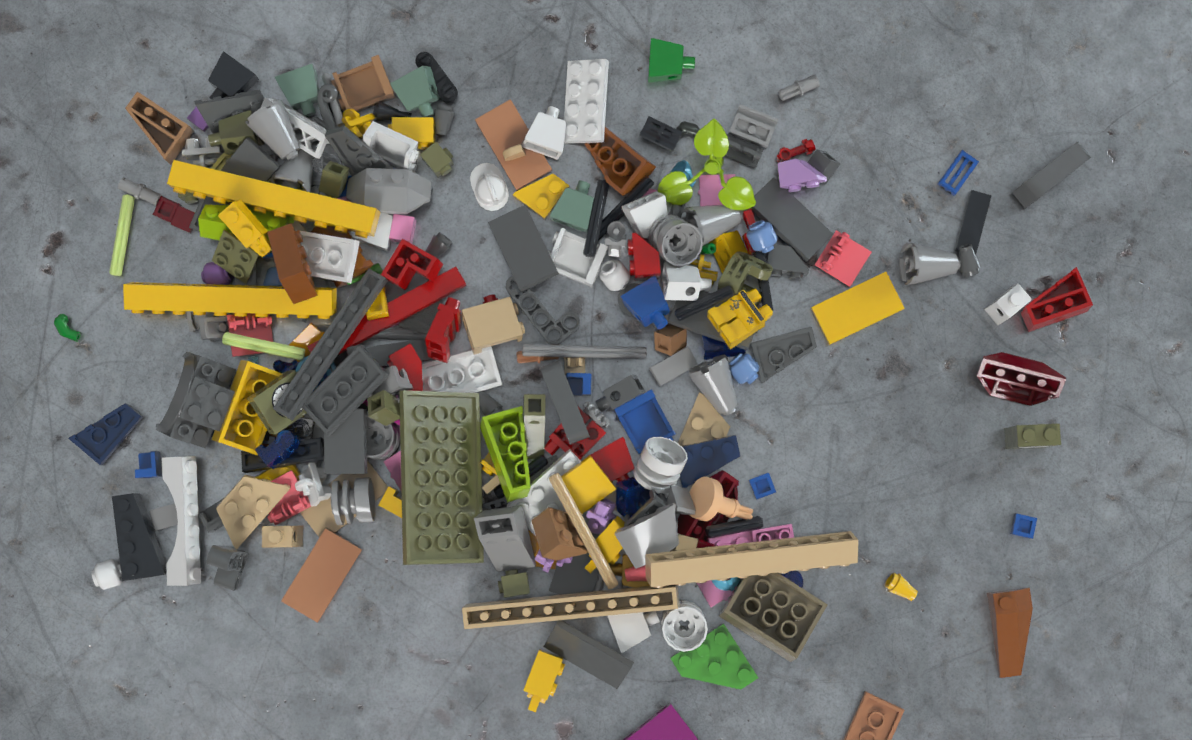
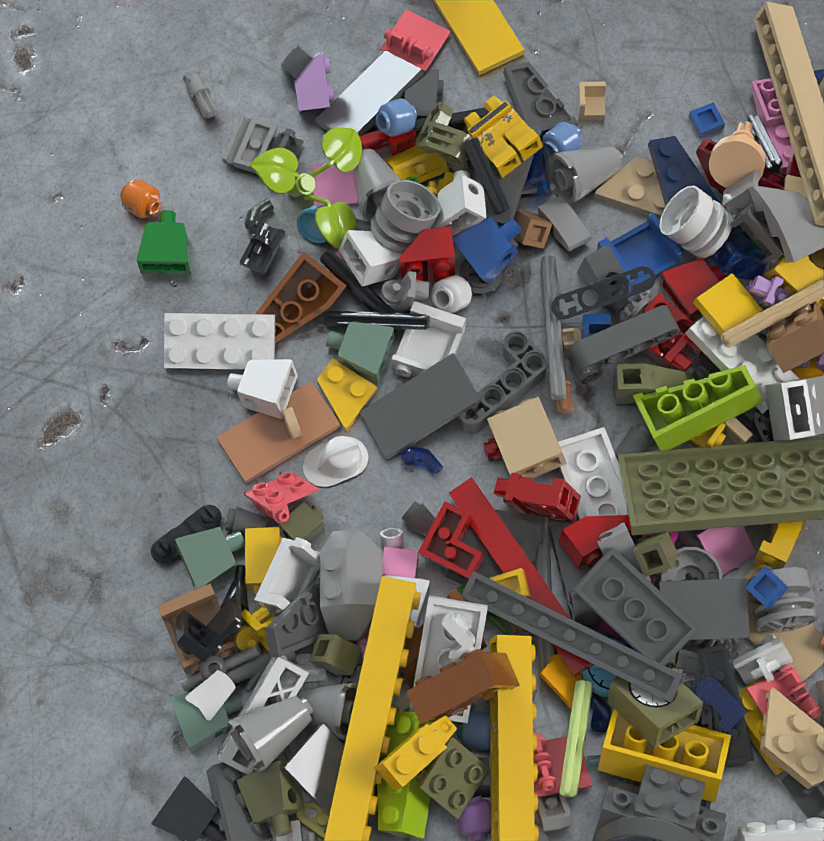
camera: 90 degrees left, 15 degrees down
(309, 92) = (211, 694): none -> white sticker
(327, 260) = (459, 629): none -> white bracket
(351, 86) = (207, 640): none -> black bracket
(354, 487) = (767, 587): none -> blue tile
(426, 220) = (391, 538): none -> white hinge
(459, 143) = (276, 494): none -> coral hinge
(489, 249) = (422, 455): none -> clear blue arm
(599, 388) = (604, 296): none -> black beam
(708, 42) = (140, 198): none -> orange head
(779, 394) = (591, 101): none -> tan panel
(785, 154) = (287, 105): red bar -> none

